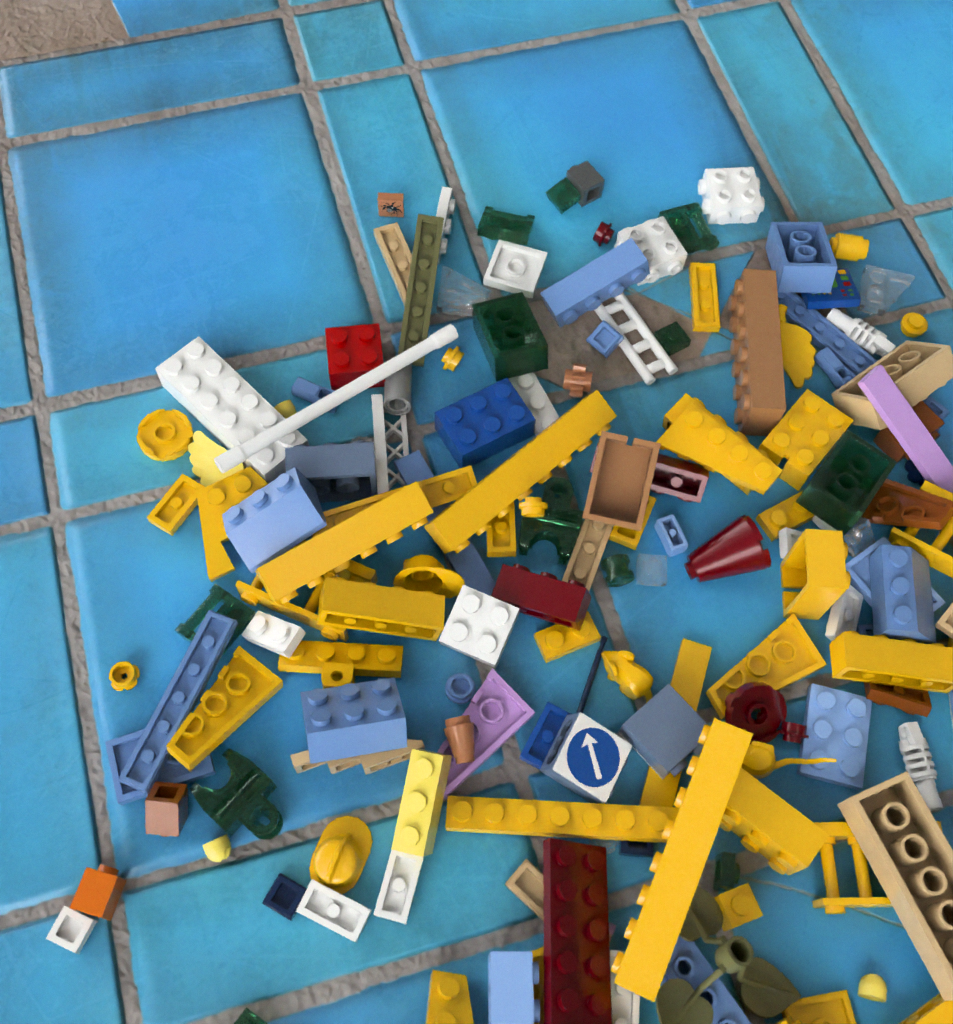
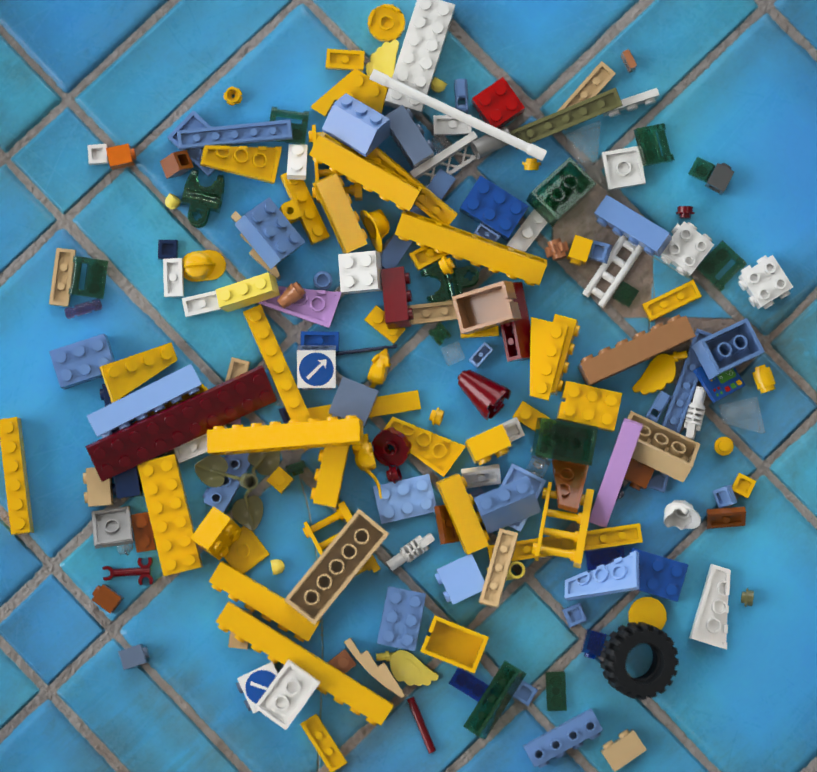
camera: 65 degrees right, 20 degrees up
(346, 421) = (449, 126): none -> white plate
(507, 449) = (485, 232): none -> light blue piece
(593, 354) = (579, 250): none -> yellow brick
(732, 632) = (436, 416): none -> yellow plate

